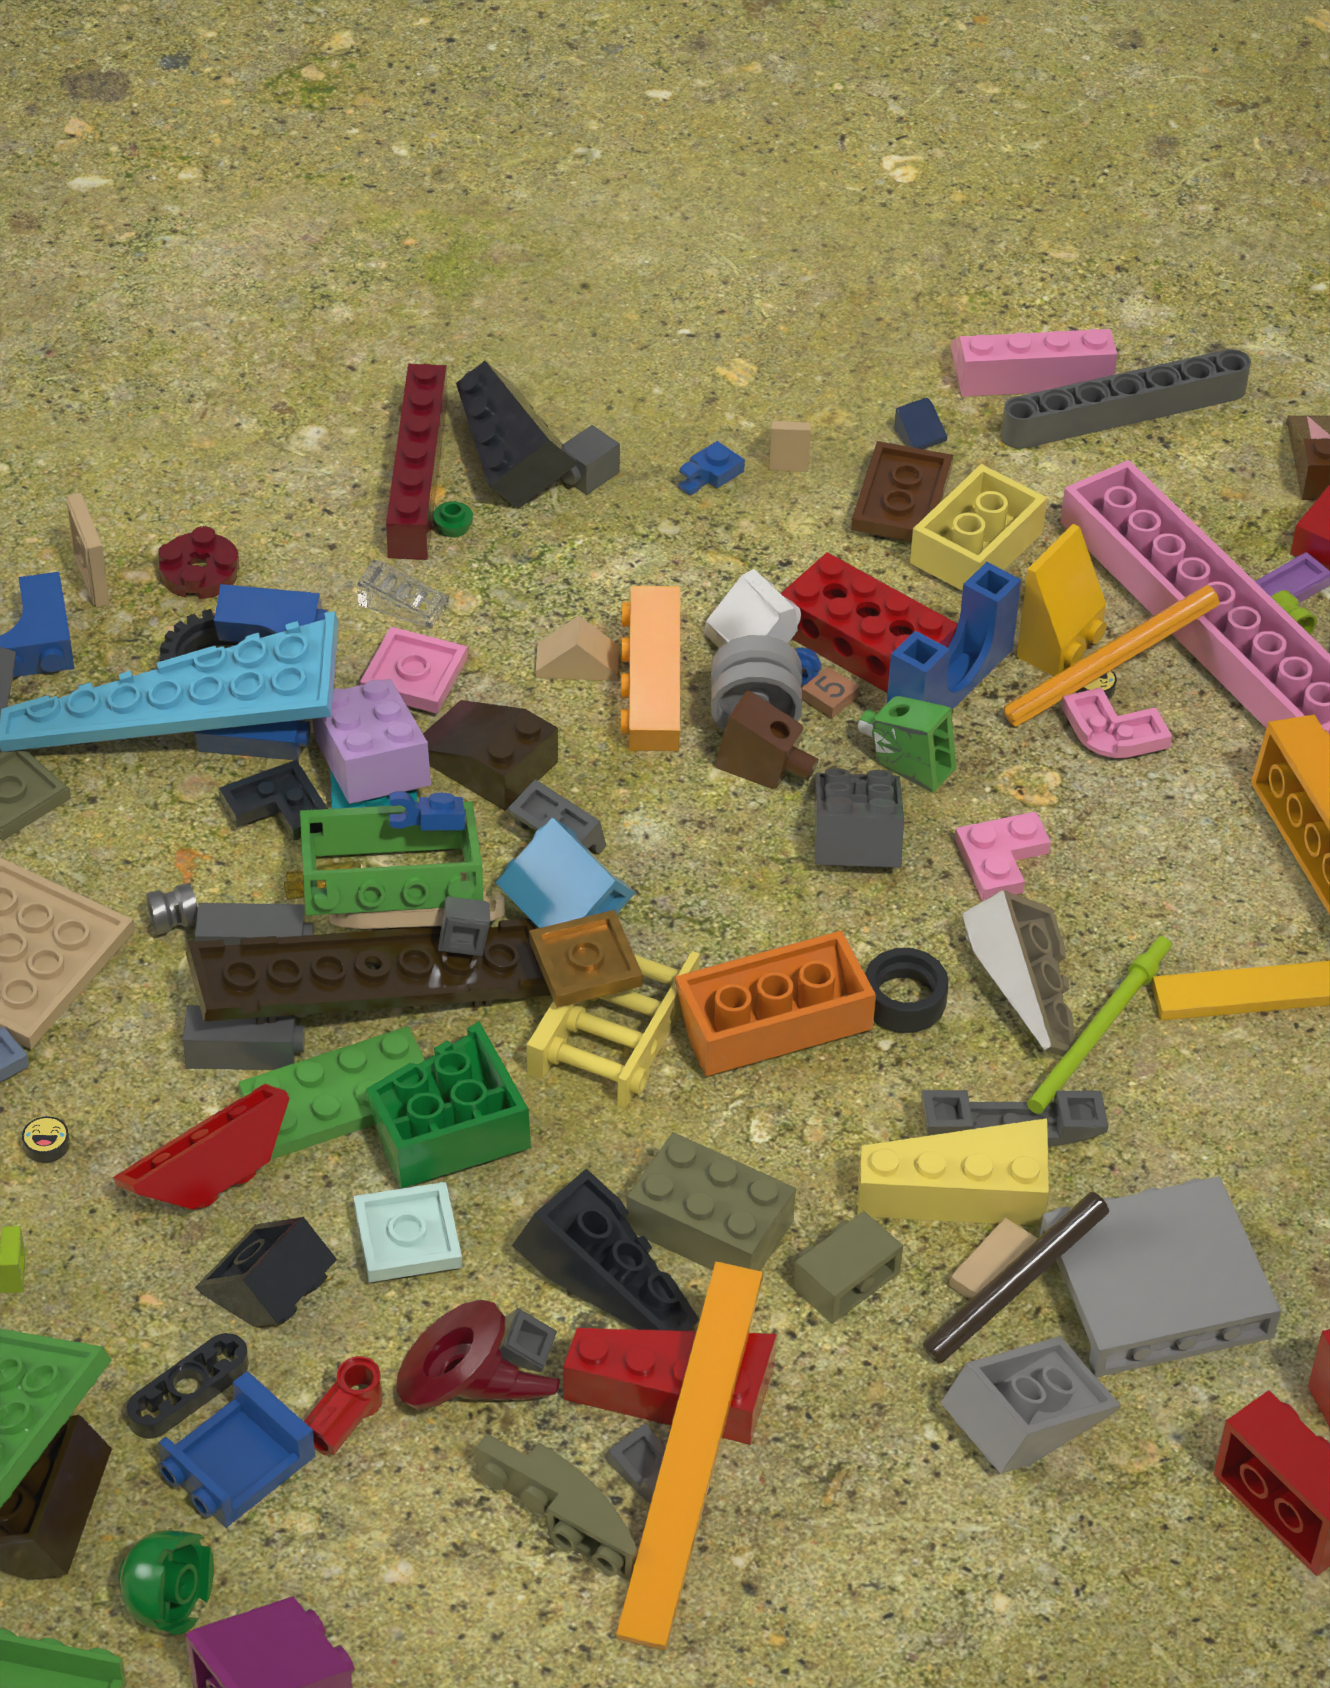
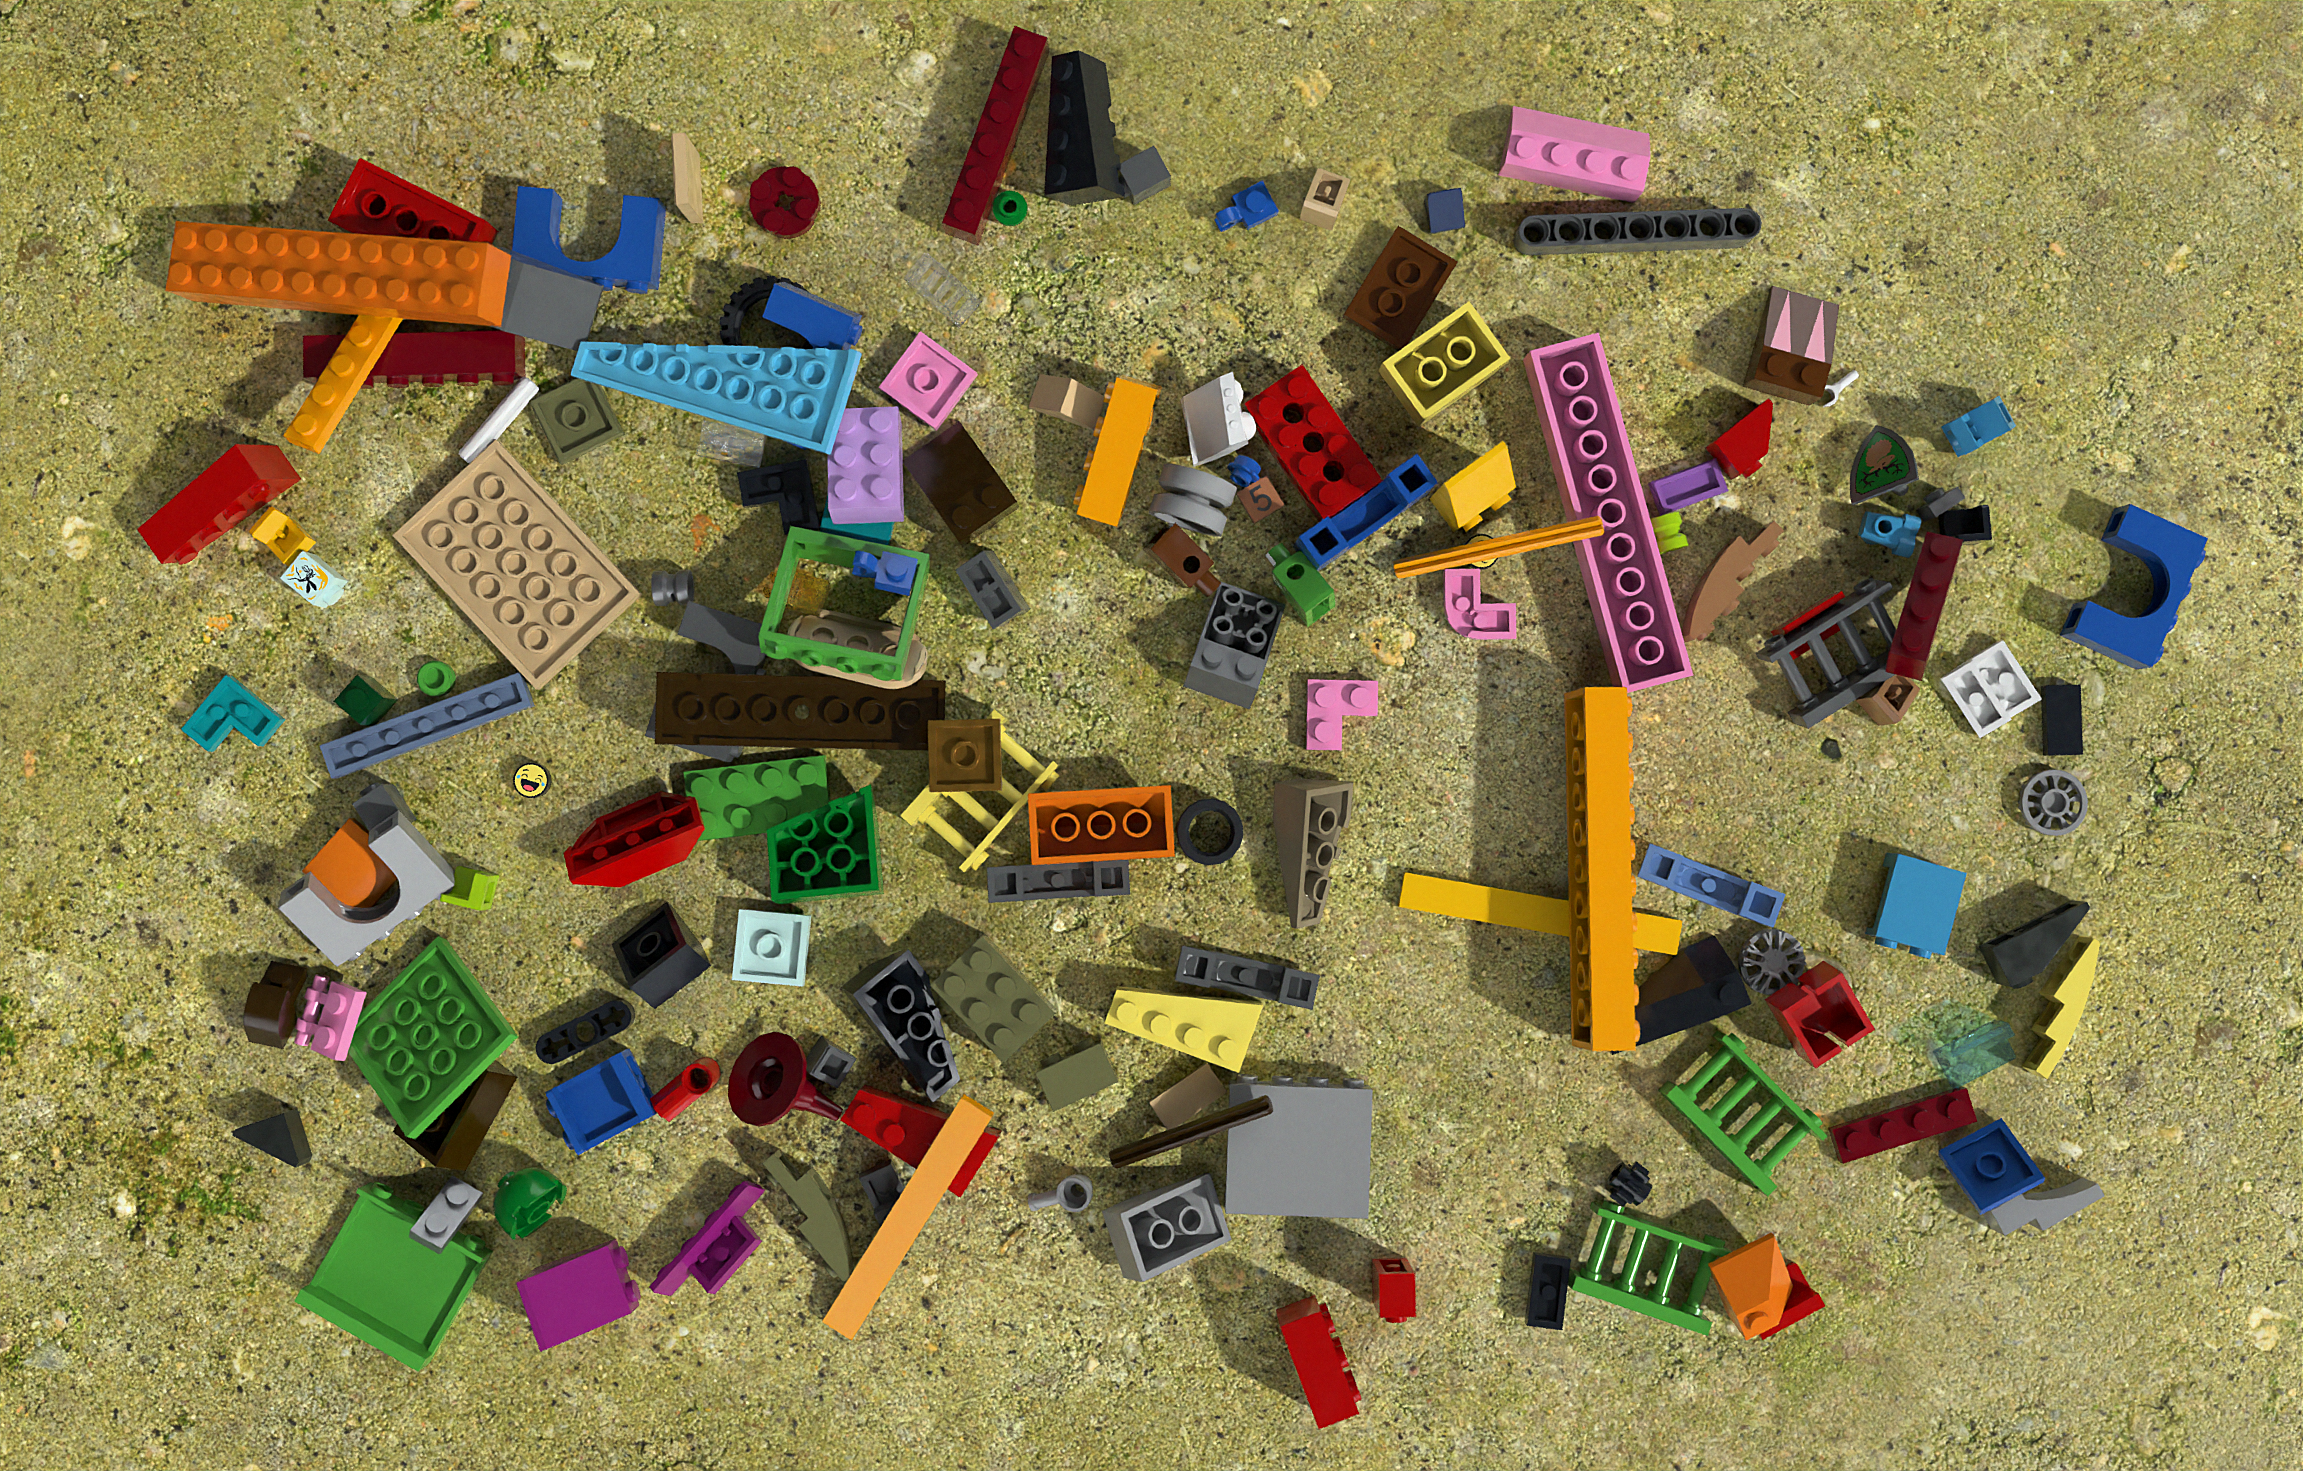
camera: 15 degrees right, 40 degrees up
(55, 1623) = (445, 1215): none -> flat silver plate
(203, 762) = (730, 444): none -> clear hips
(439, 1578) = (717, 1247): none -> magenta bracket
(464, 926) = (881, 696): dark grey slope -> none
(561, 879) = (970, 667): dark azure panel -> none
(748, 1083) = (1058, 880): none -> dark grey slope
(885, 1383) = (1065, 1195): none -> light grey bar
(1139, 973) = (1399, 862): lime bar -> none

